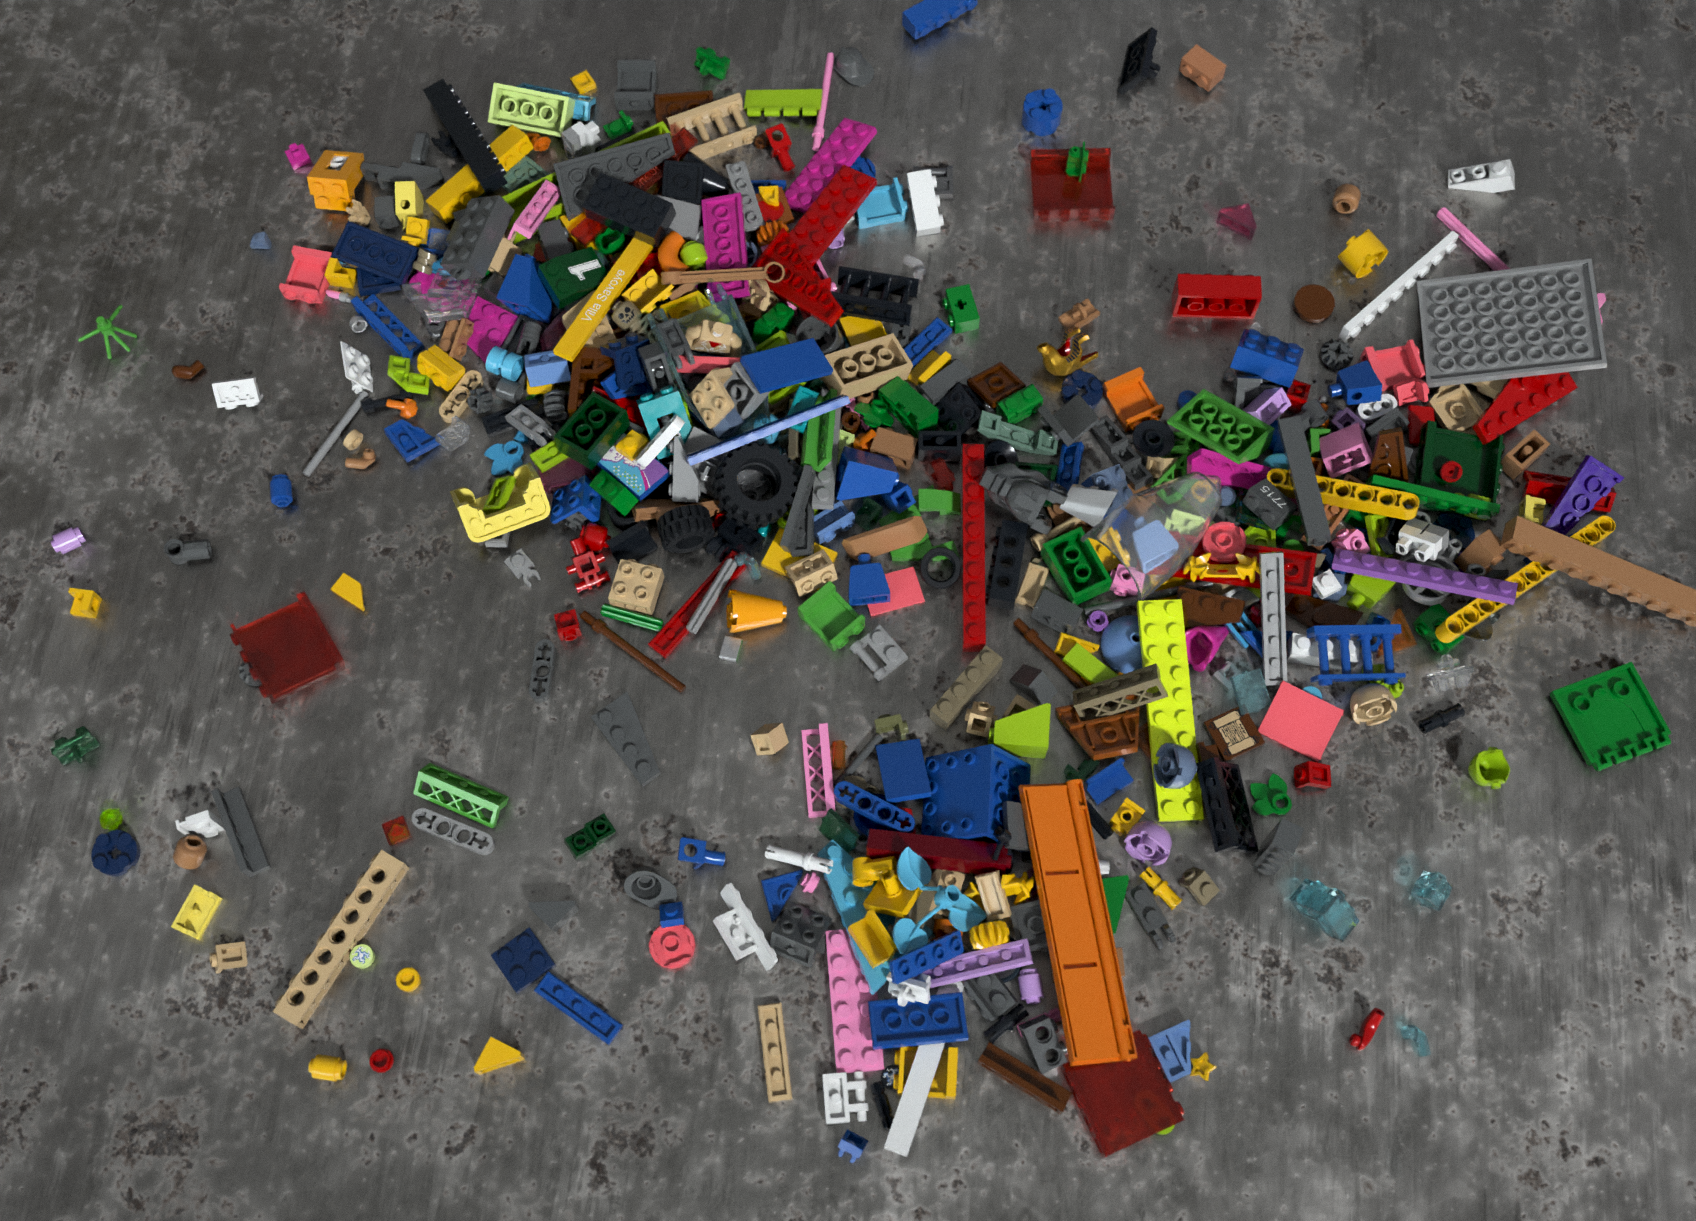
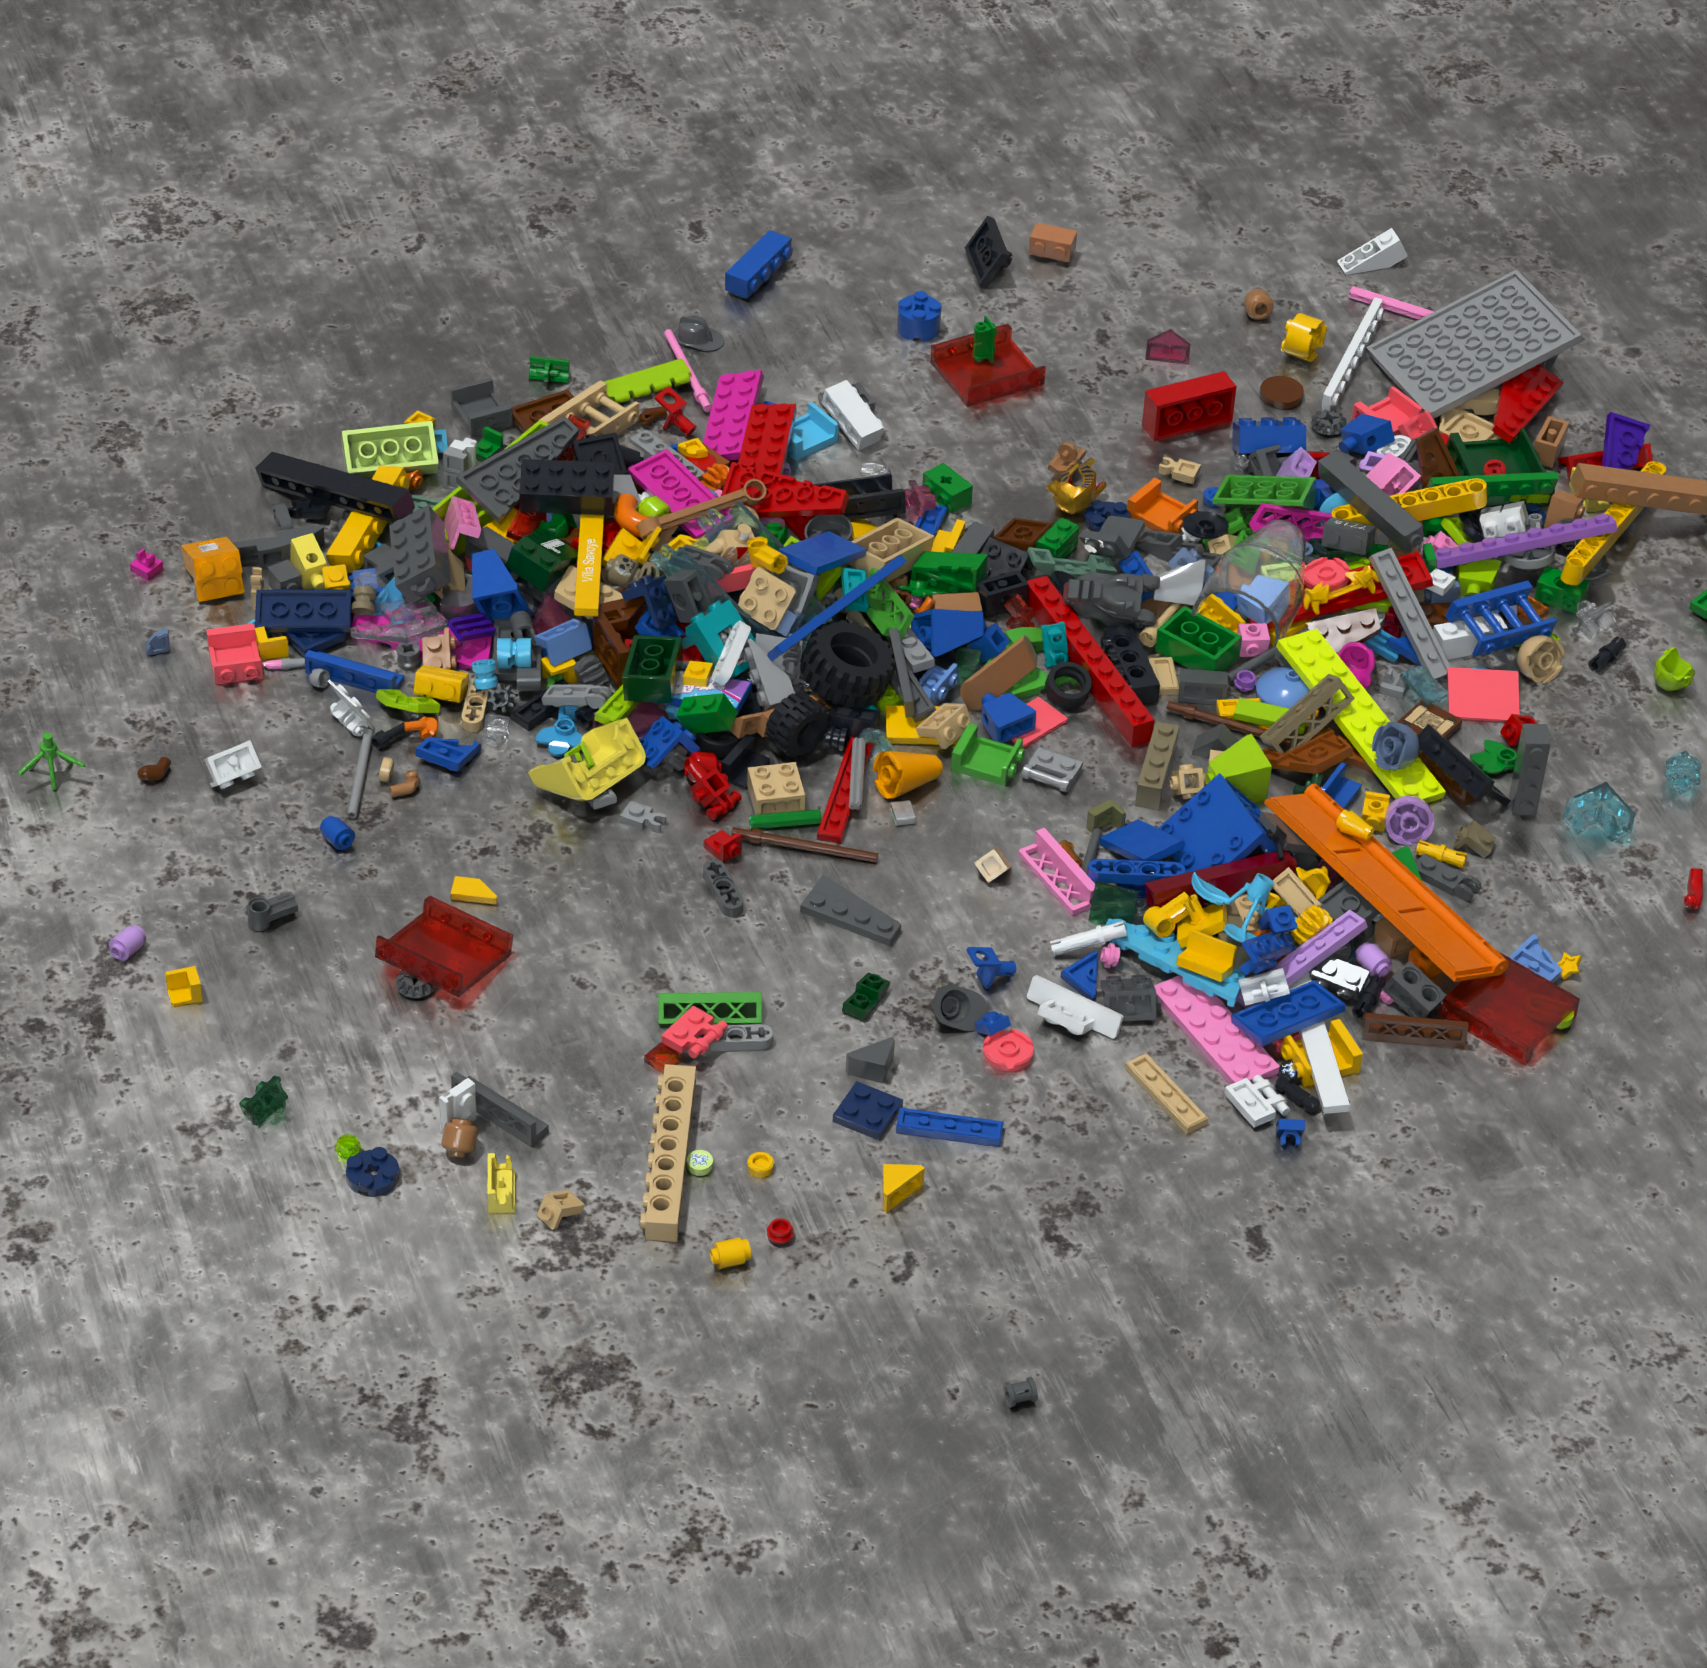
camera: 30 degrees left, 25 degrees down
(424, 816) = (689, 1028): none -> coral plate
(472, 375) = (484, 674): none -> medium azure wheel
(493, 313) = (468, 624): none -> dark purple tile
(726, 359) = (764, 556): none -> yellow piece
(926, 313) = (919, 498): none -> clear pink hips
(950, 522) = (1054, 644): none -> teal hips
(951, 932) = (1278, 920): none -> blue bracket
(1081, 847) = (1352, 824): none -> yellow cone
(1175, 362) = (1182, 470): none -> tan plate
(1329, 556) = (1429, 556): none -> green tile

